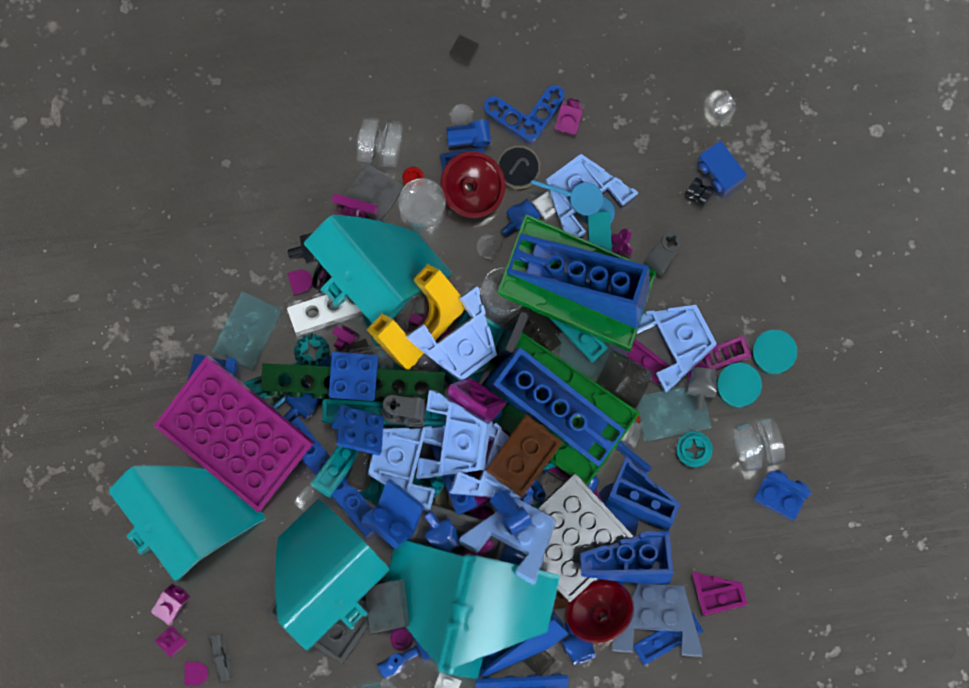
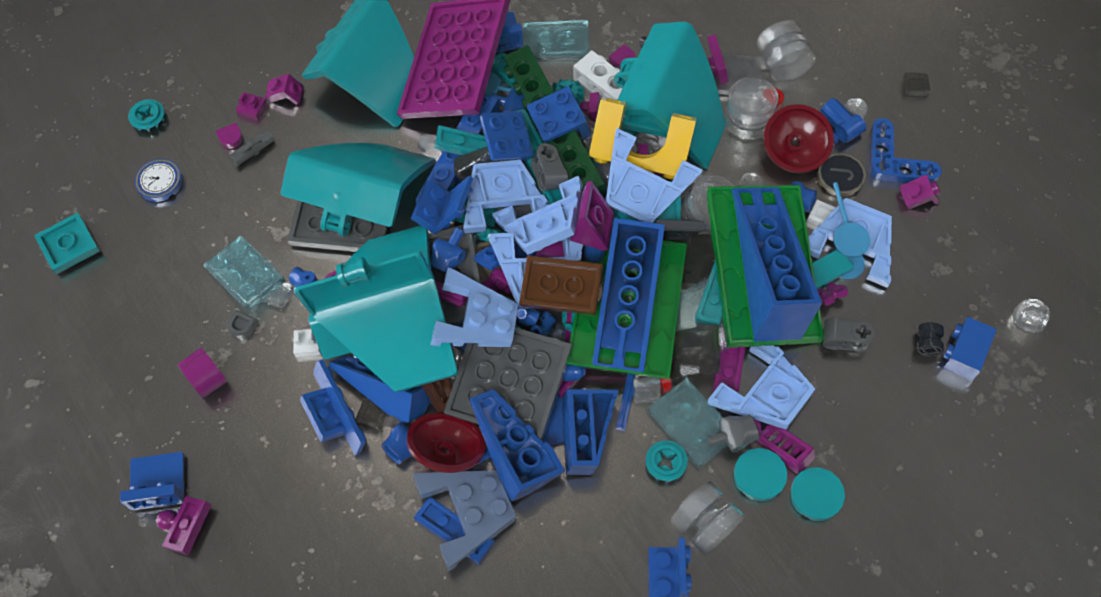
camera: 70 degrees right, 15 degrees down
(387, 606) = (356, 244): flat silver tile -> none
(512, 516) = (494, 296): blue piece -> none
(718, 594) = (525, 558): magenta wing -> none

